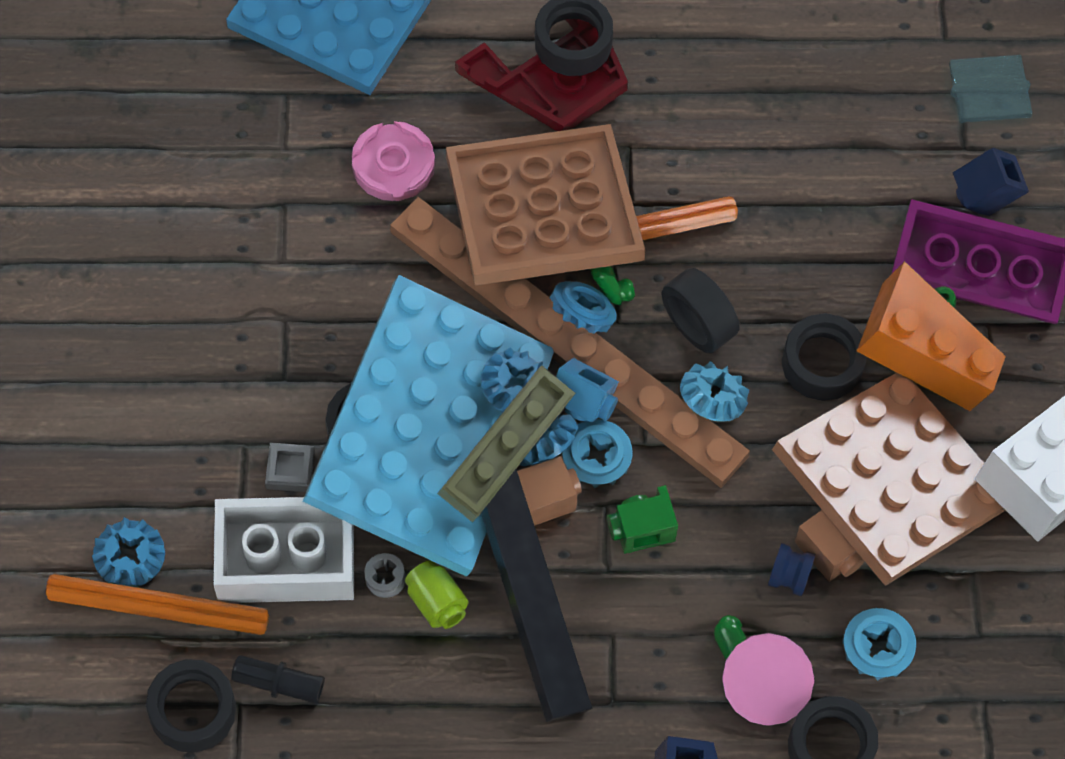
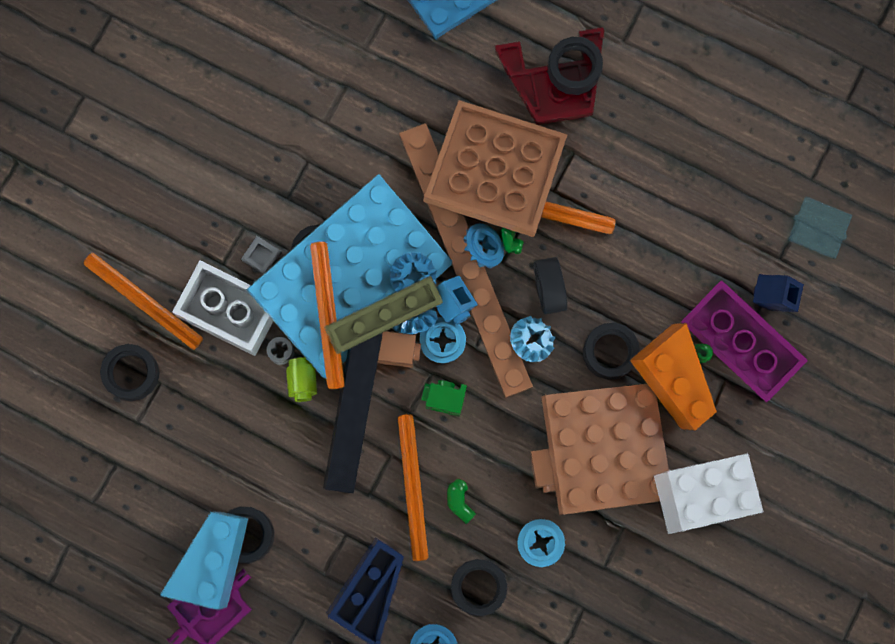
camera: 30 degrees right, 15 degrees up
(125, 571) = (154, 267): dark azure gear -> none
(278, 679) = (187, 382): black axle -> none
(393, 161) = (425, 91): bright pink tile -> none
(430, 478) = (326, 312): none -> orange axle
(668, 661) = (413, 487): none -> orange axle
(768, 679) = (462, 531): bright pink tile -> none
(791, 569) = (514, 472): dark blue wheel -> none

